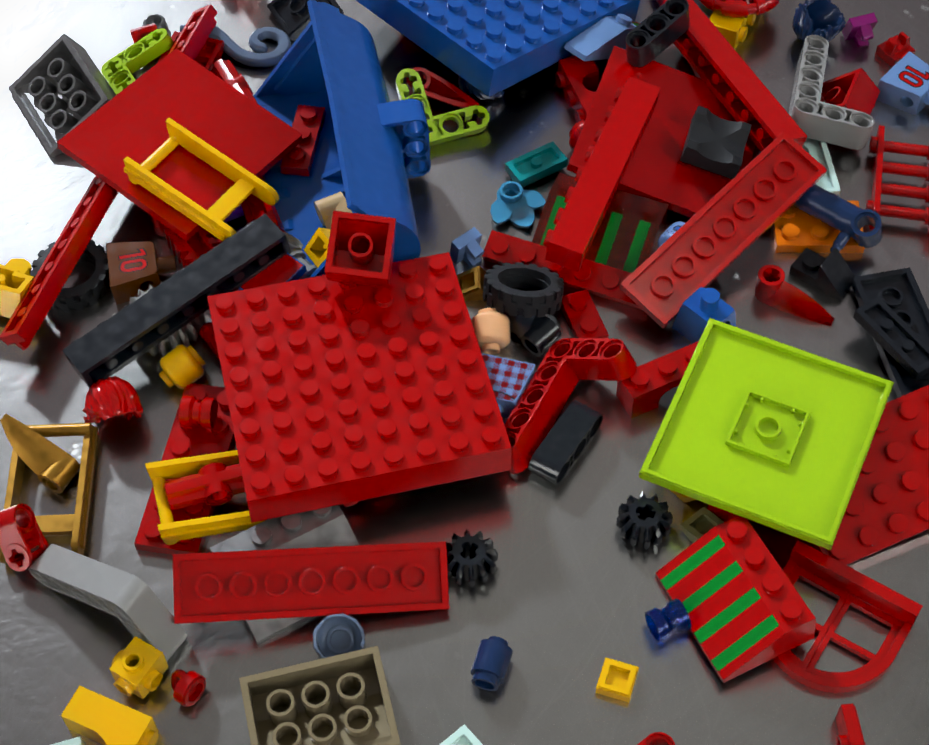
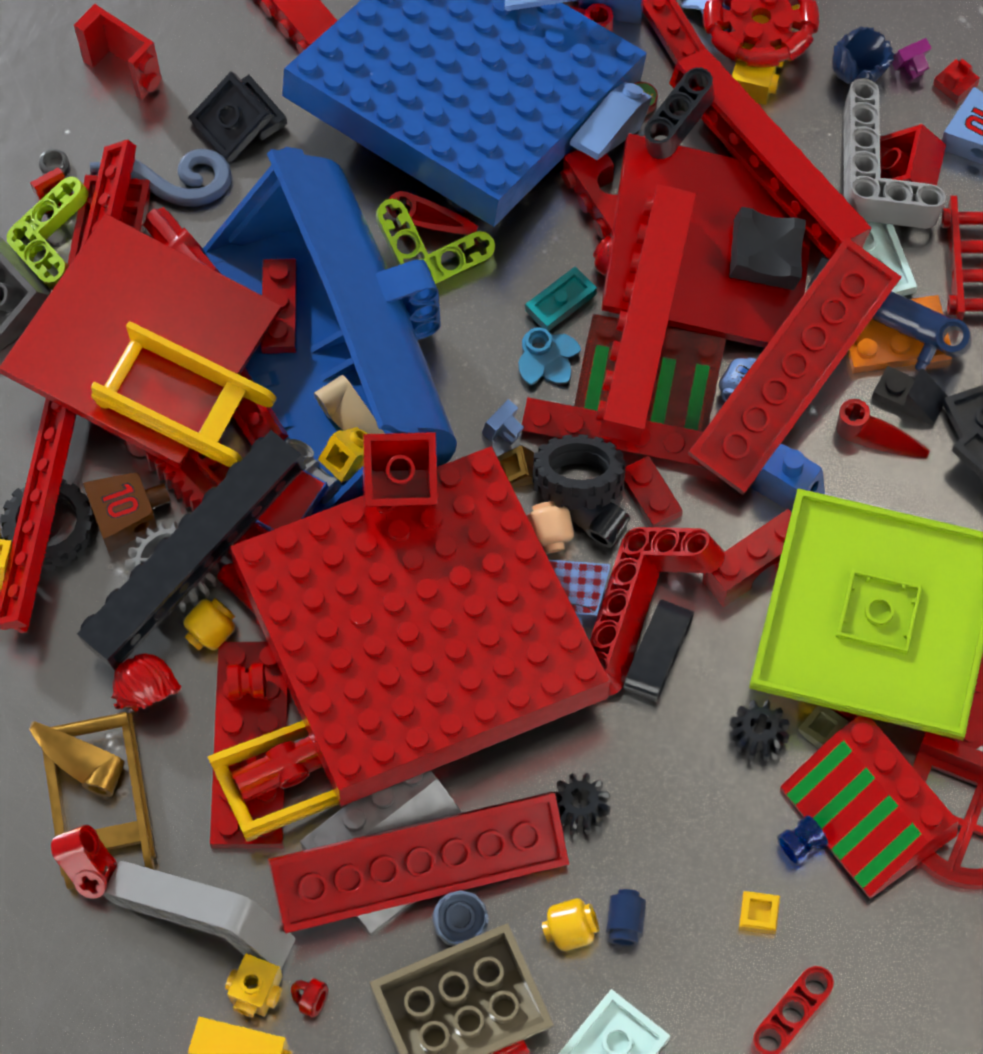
camera: 10 degrees left, 10 degrees up
(439, 661) = (570, 924): none -> yellow head

